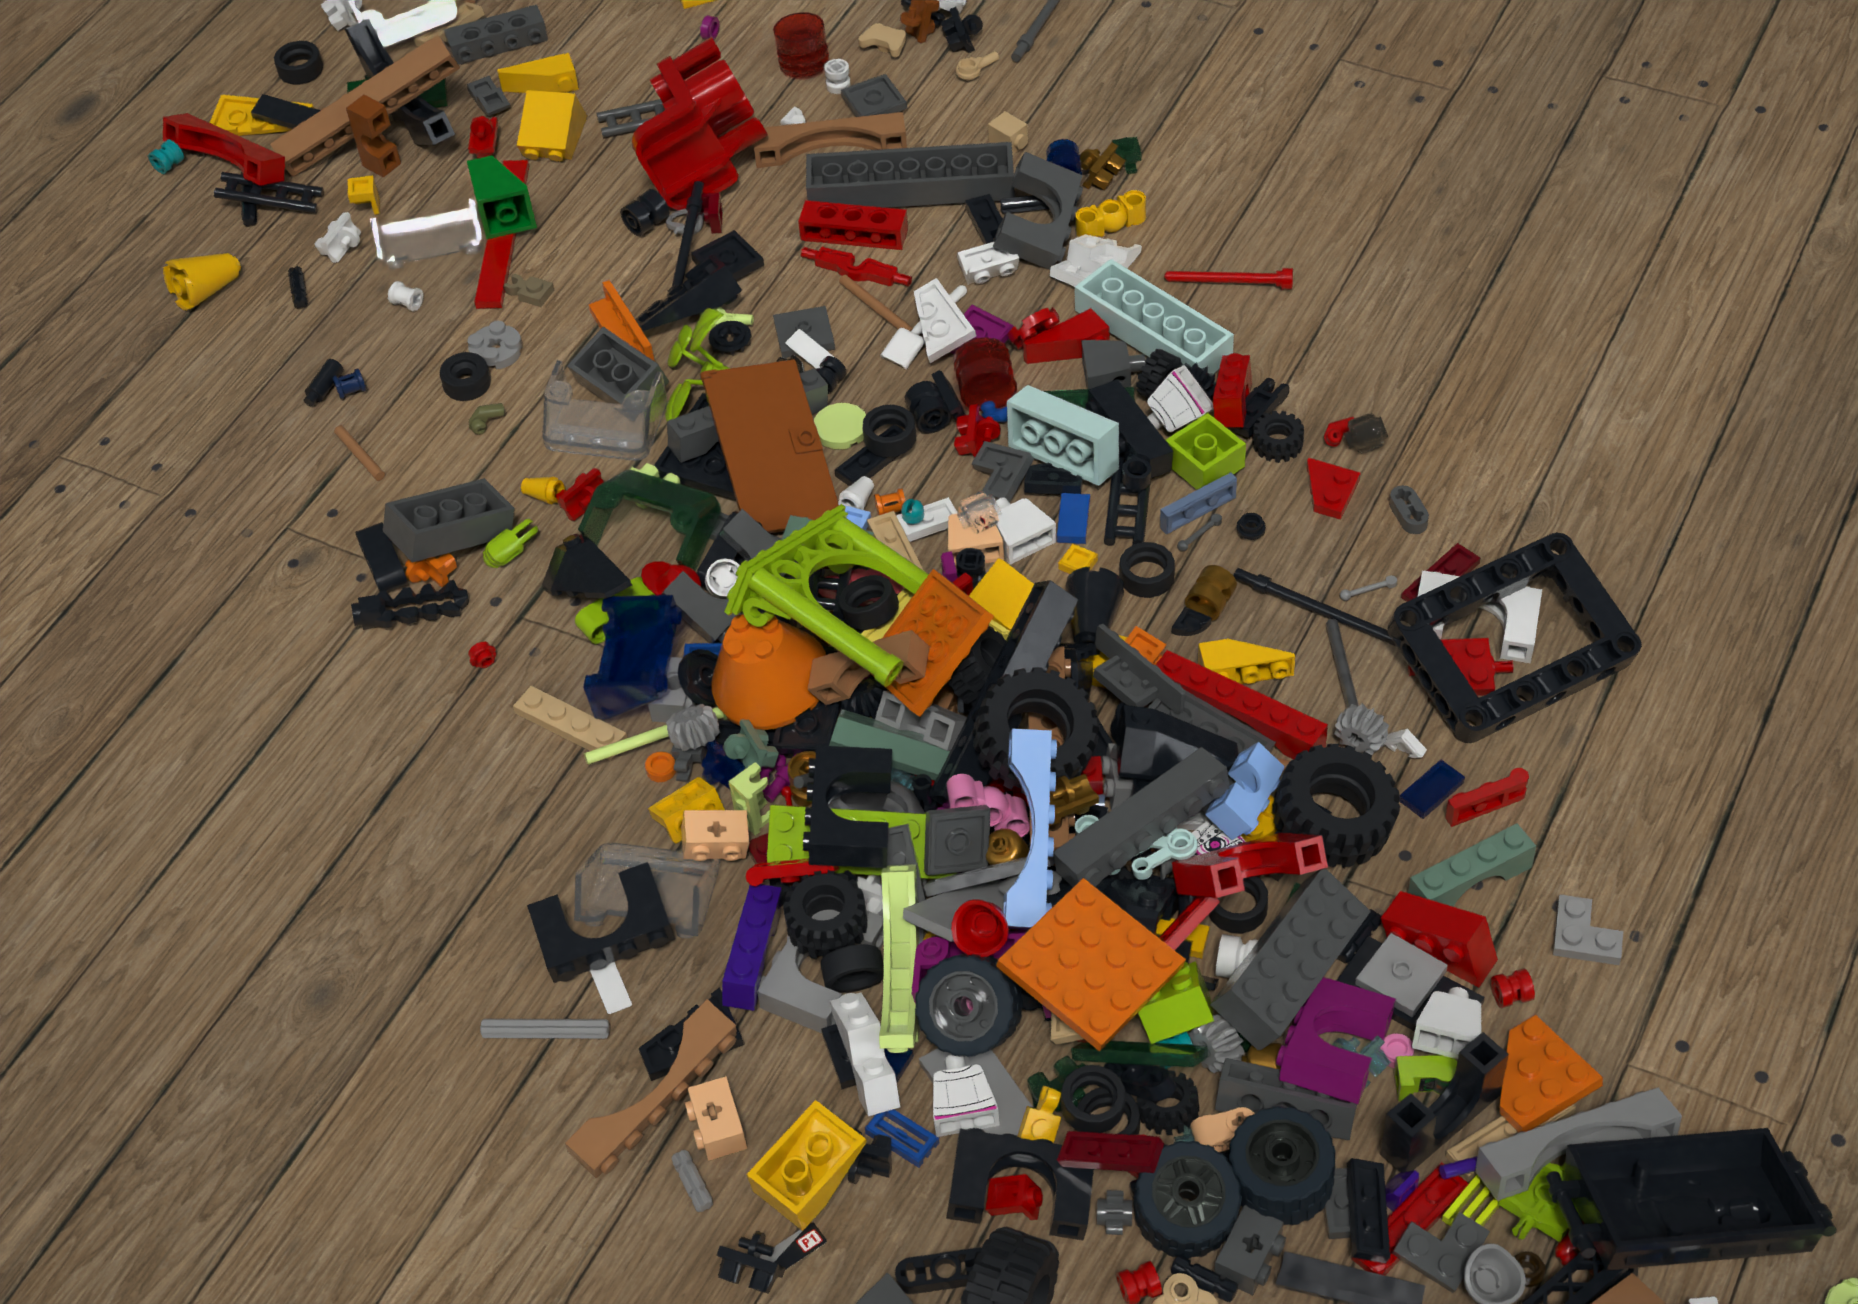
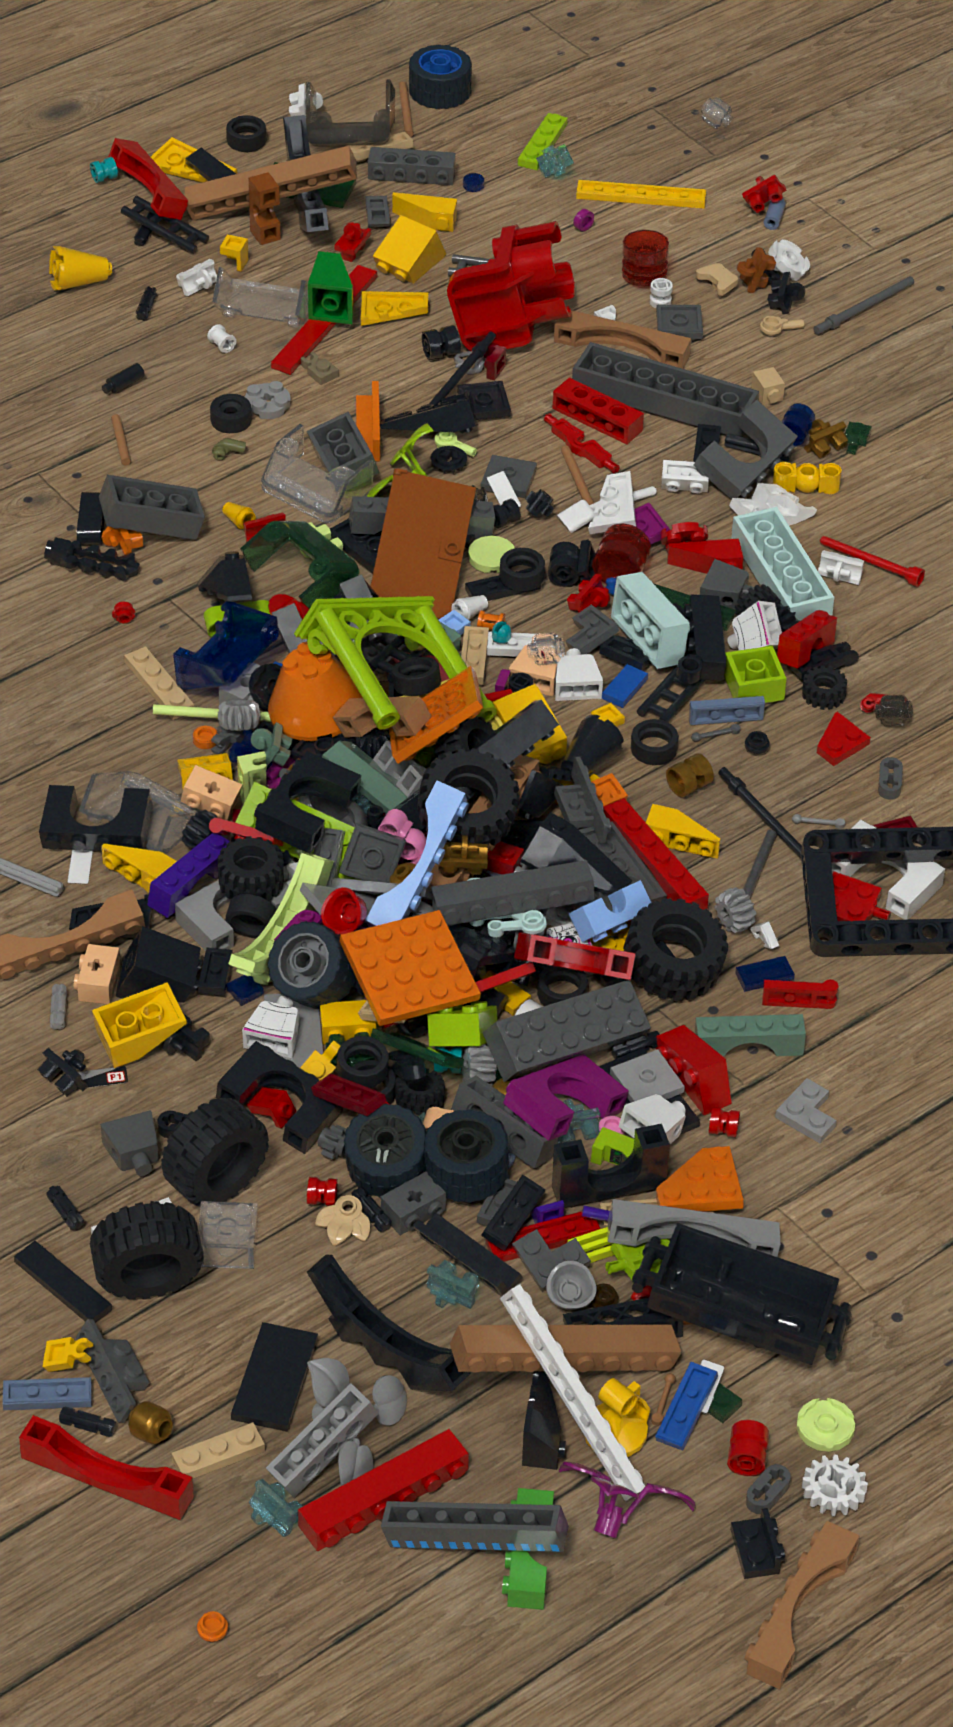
camera: 20 degrees right, 5 degrees down
(349, 383) = (141, 387): dark blue bush -> none
(507, 545) = (190, 543): lime arm -> none
(566, 192) = (389, 306): none -> yellow wing
(569, 29) = (473, 182): none -> clear blue tile
(692, 958) = (136, 864): none -> yellow slope
(730, 887) = (197, 828): none -> black gear
(780, 1080) = (158, 960): none -> black slope
(859, 349) = (539, 503): none -> black gear
(871, 1070) = (223, 977): white arch -> none
(897, 1147) = (228, 1052): blue tile -> none
(1031, 1051) = (343, 1019): none -> yellow brick
(1189, 622) = (663, 792): black tile -> none
(1209, 298) = (841, 567): none -> white hips

